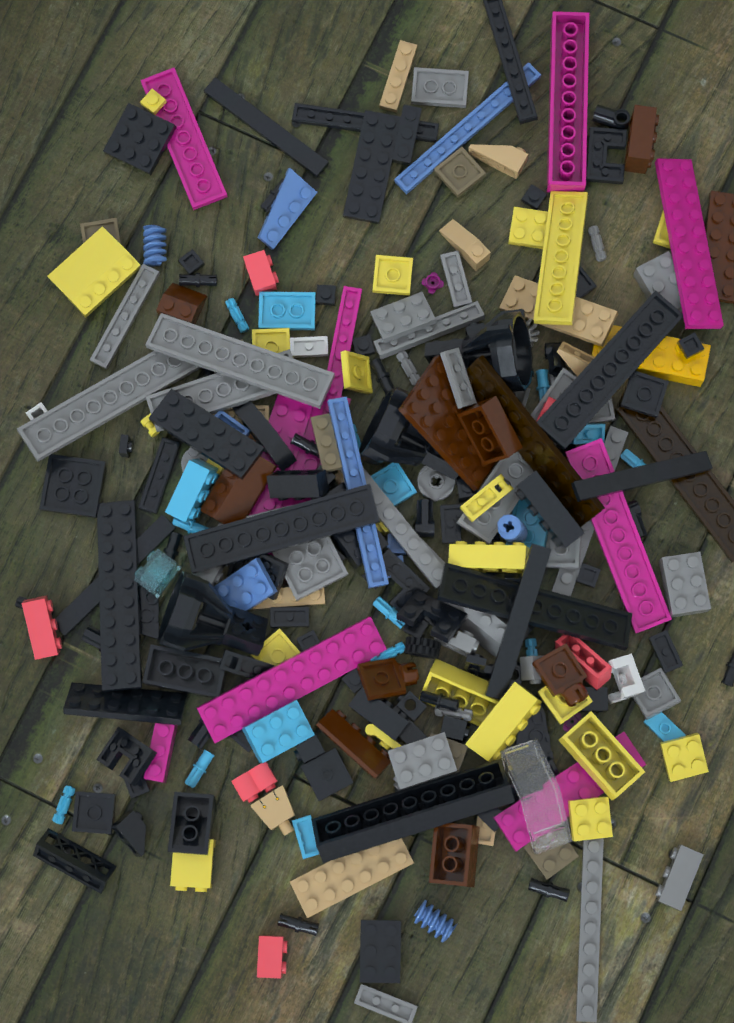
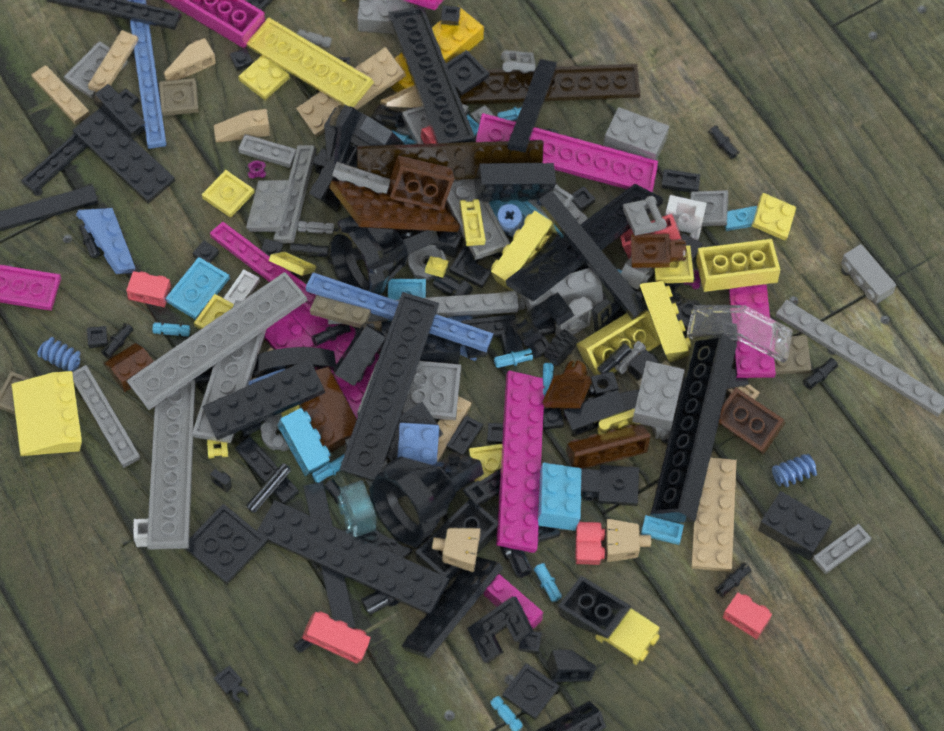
camera: 65 degrees left, 15 degrees down
(141, 488) = (267, 489): none -> black axle
(171, 679) = (459, 547): none -> tan torso
(431, 493) = (436, 266): none -> light yellow plate
(454, 96) = (113, 61): none -> tan plate
(587, 639) = (638, 218): none -> light grey plate
(590, 818) = (782, 305): light yellow plate -> none
(696, 437) = (523, 61): none -> light grey plate

